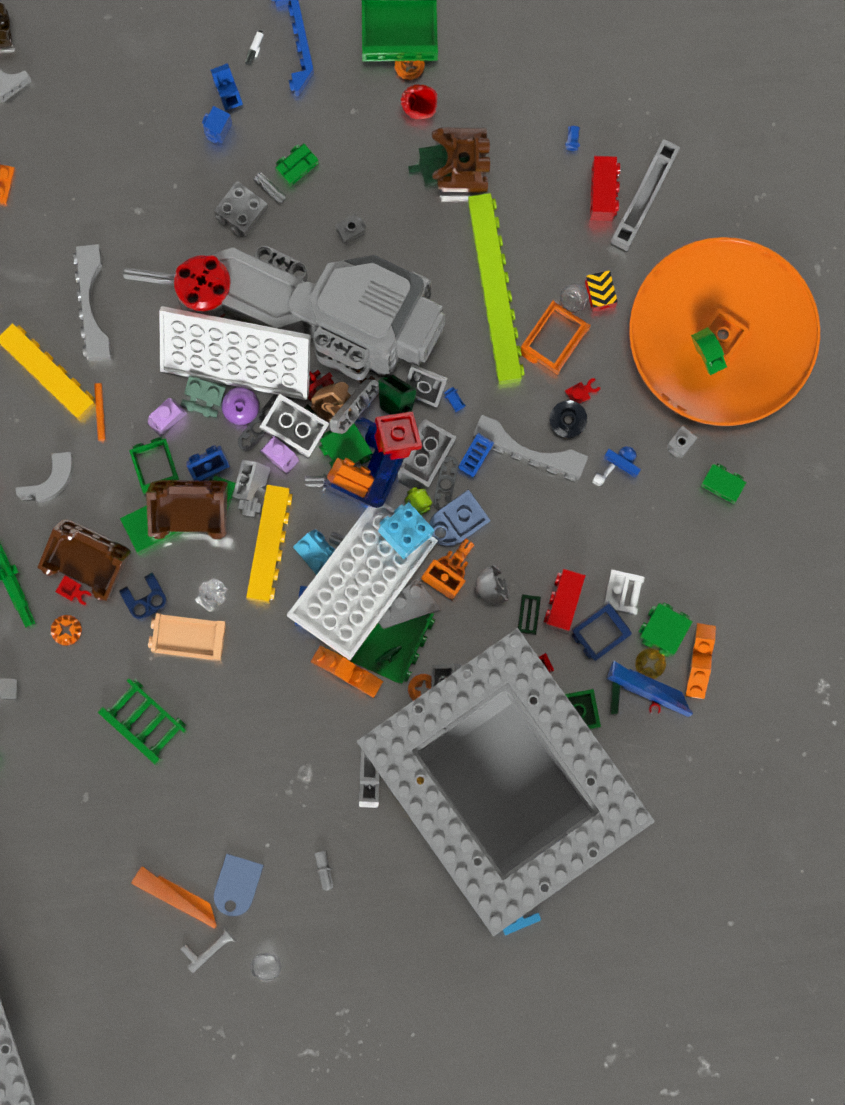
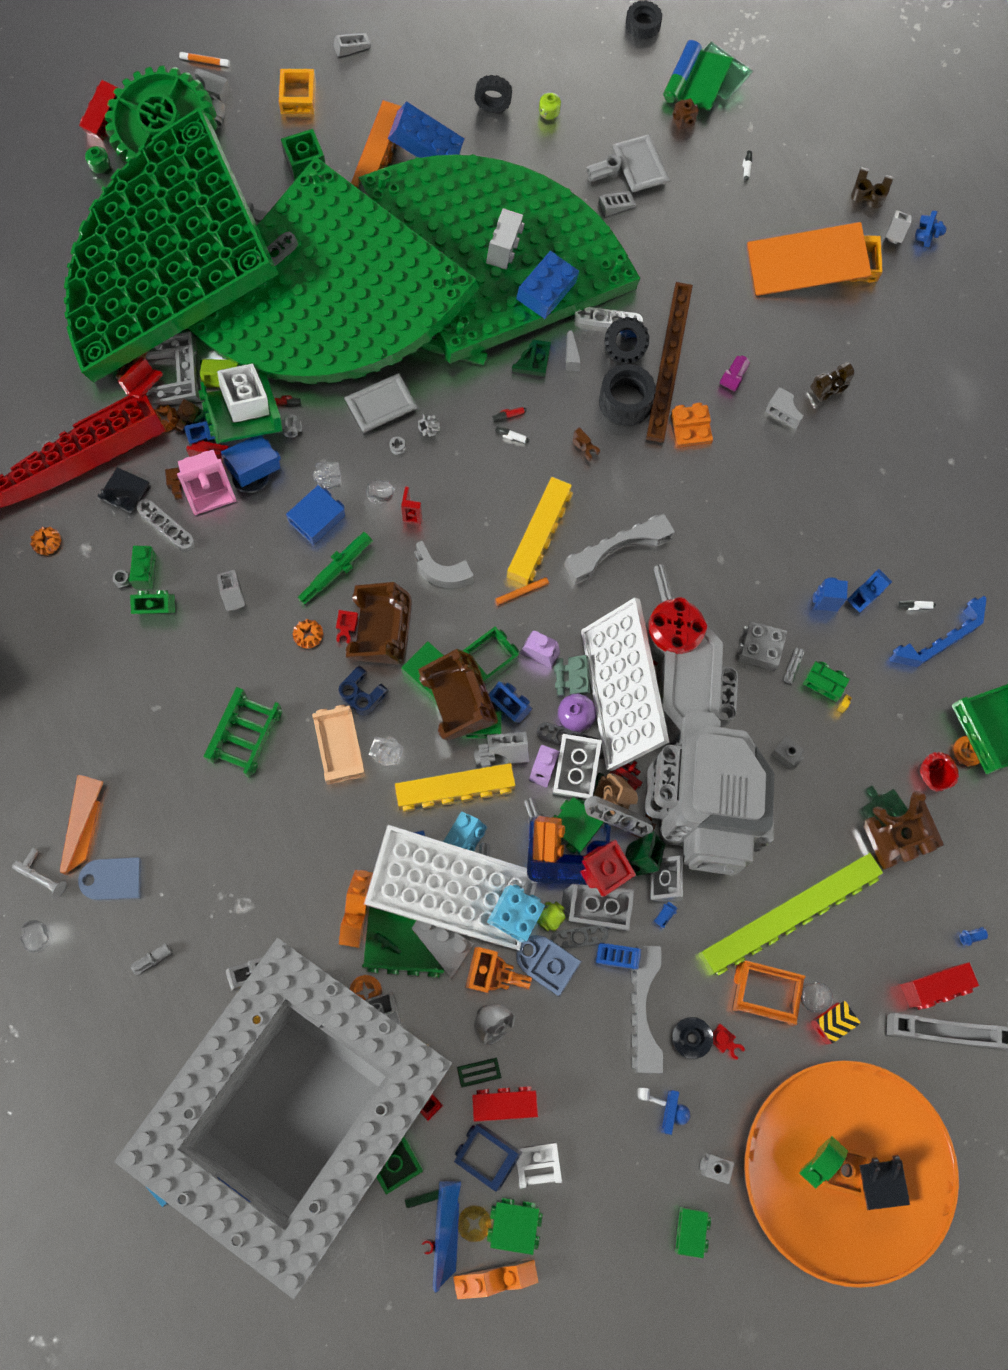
camera: 70 degrees right, 10 degrees down
(323, 156) = (844, 704): none -> yellow tile
(744, 308) = (884, 1183): none -> black plate

